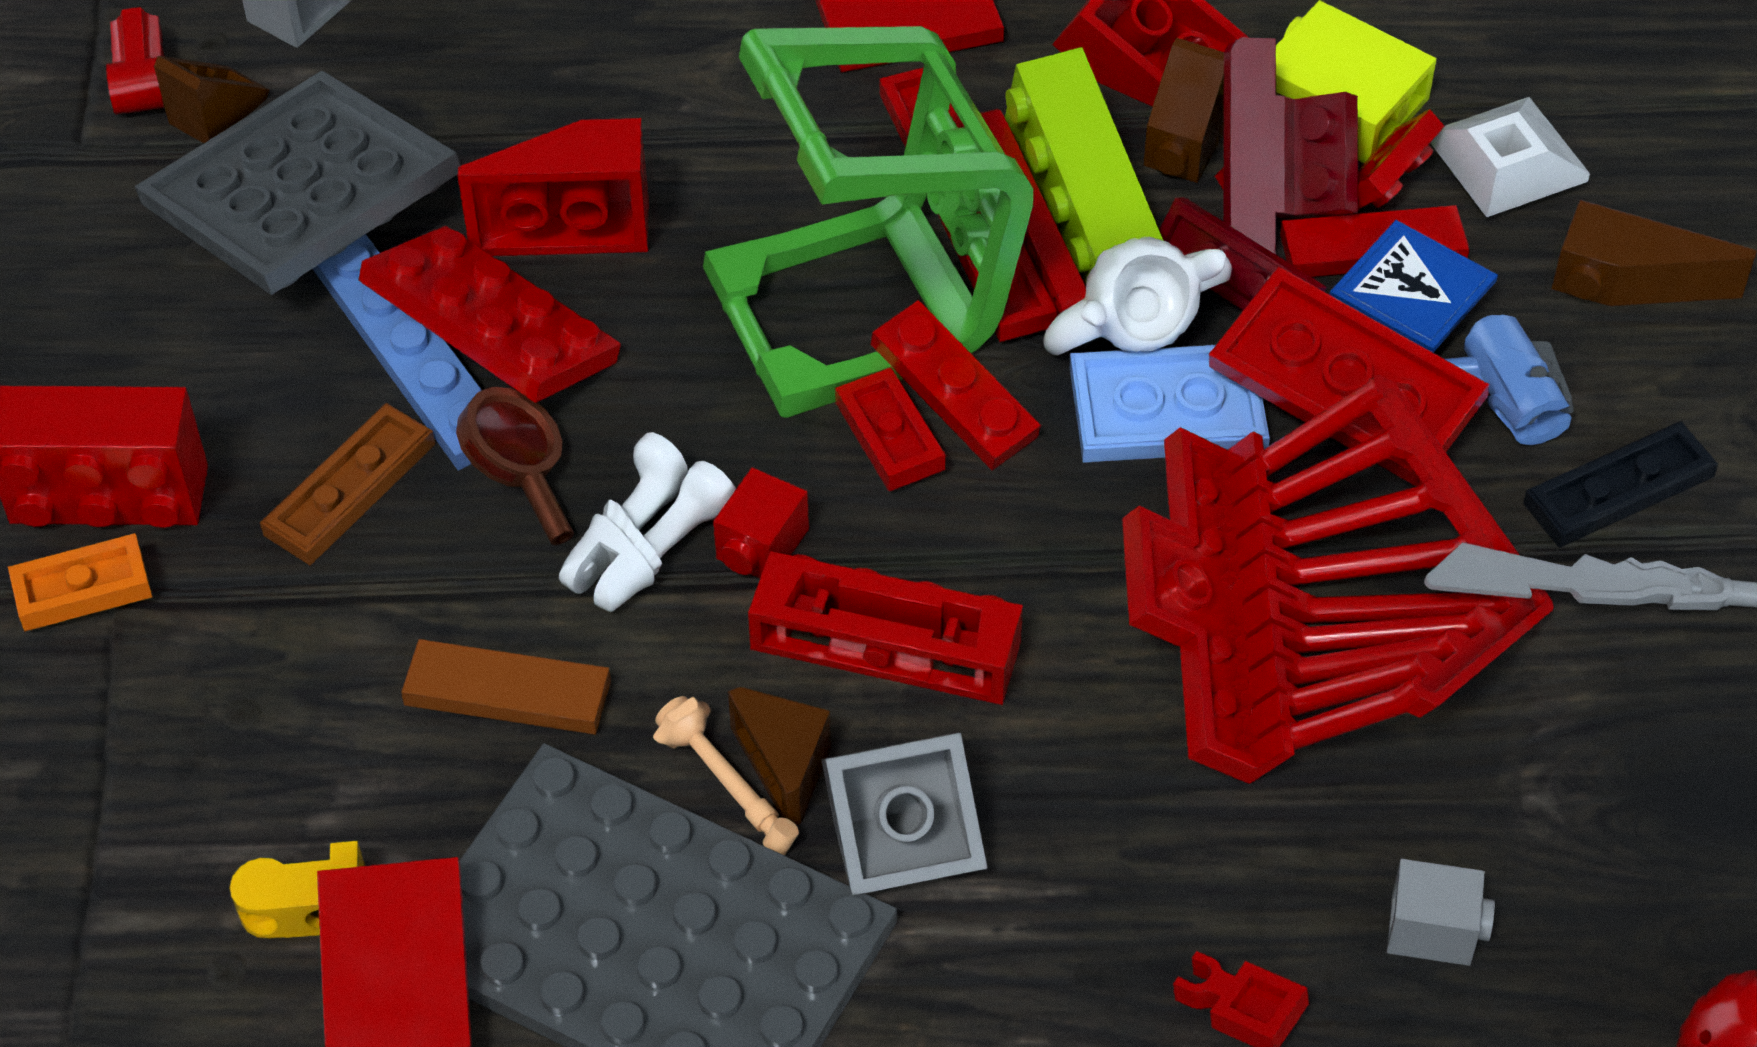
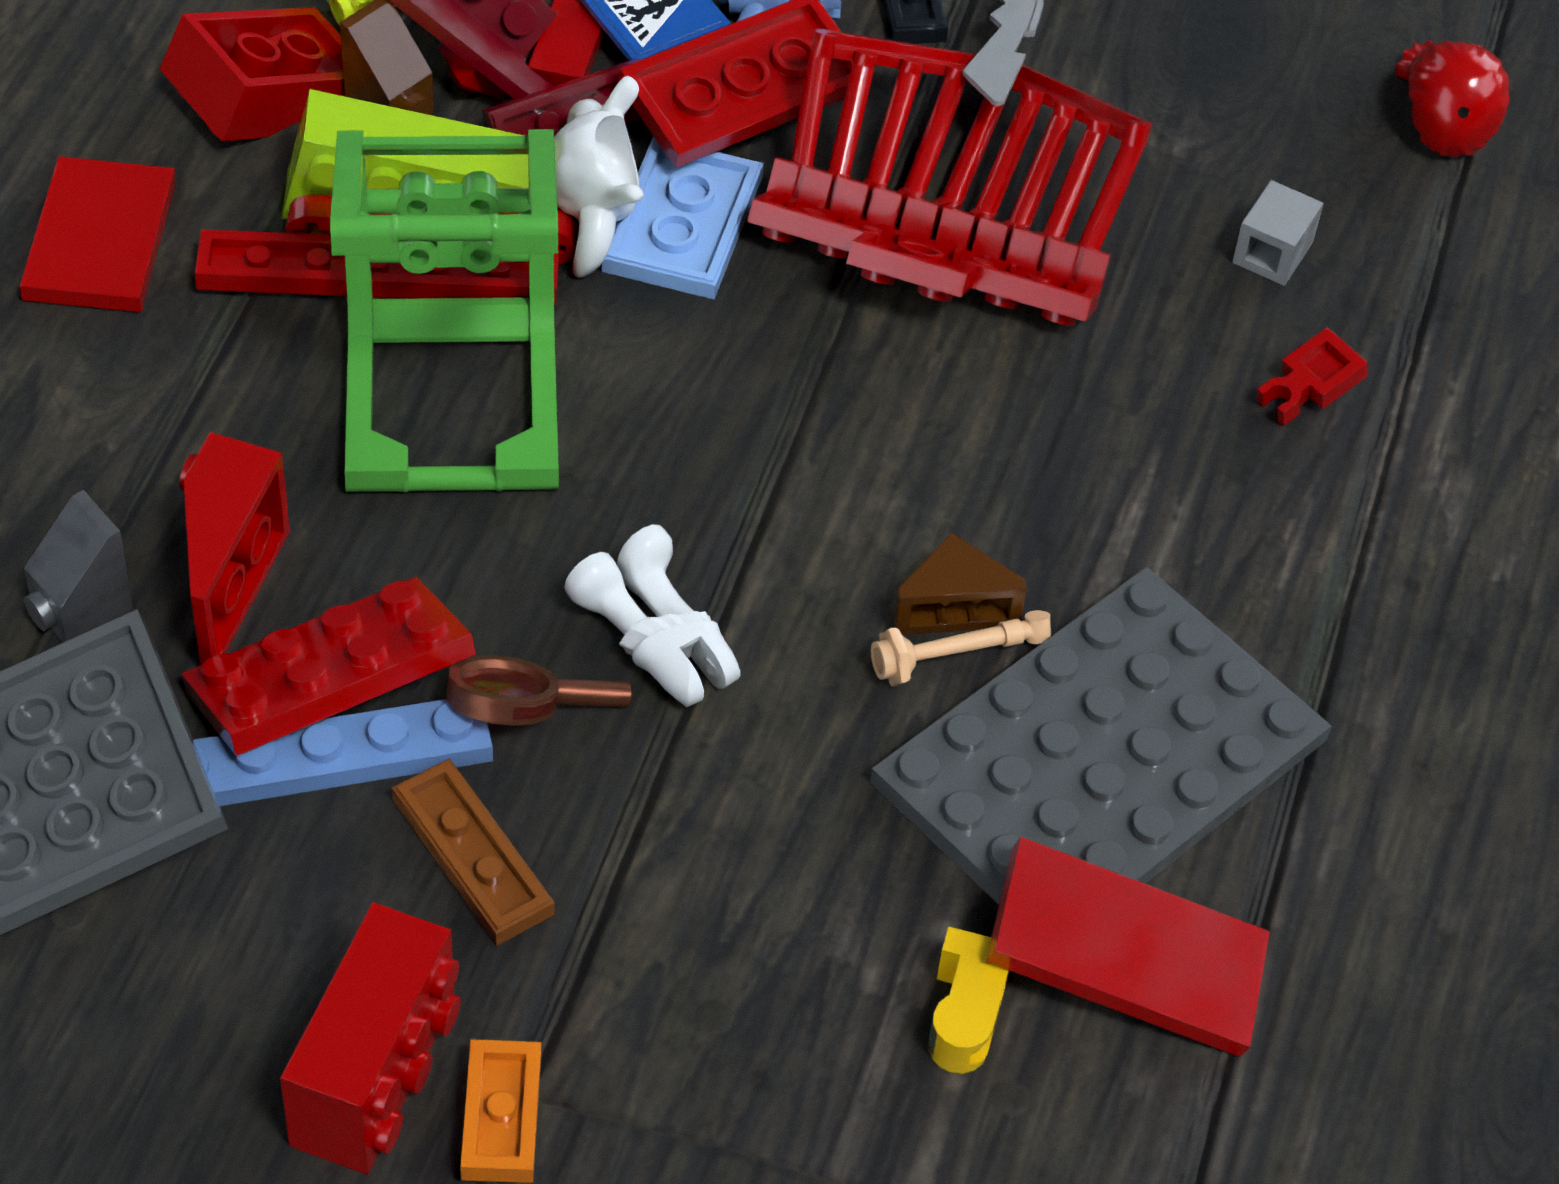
camera: 75 degrees left, 0 degrees up
(503, 112) = (78, 572): none -> flat silver slope
(506, 686) = (785, 785): dark orange tile -> none
(759, 519) = (704, 530): red brick -> none
(885, 626) = (796, 529): red brick -> none
(890, 429) = (627, 408): red plate -> none
(904, 813) = (1059, 522): light grey slope -> none
(955, 385) = (601, 345): red plate -> none

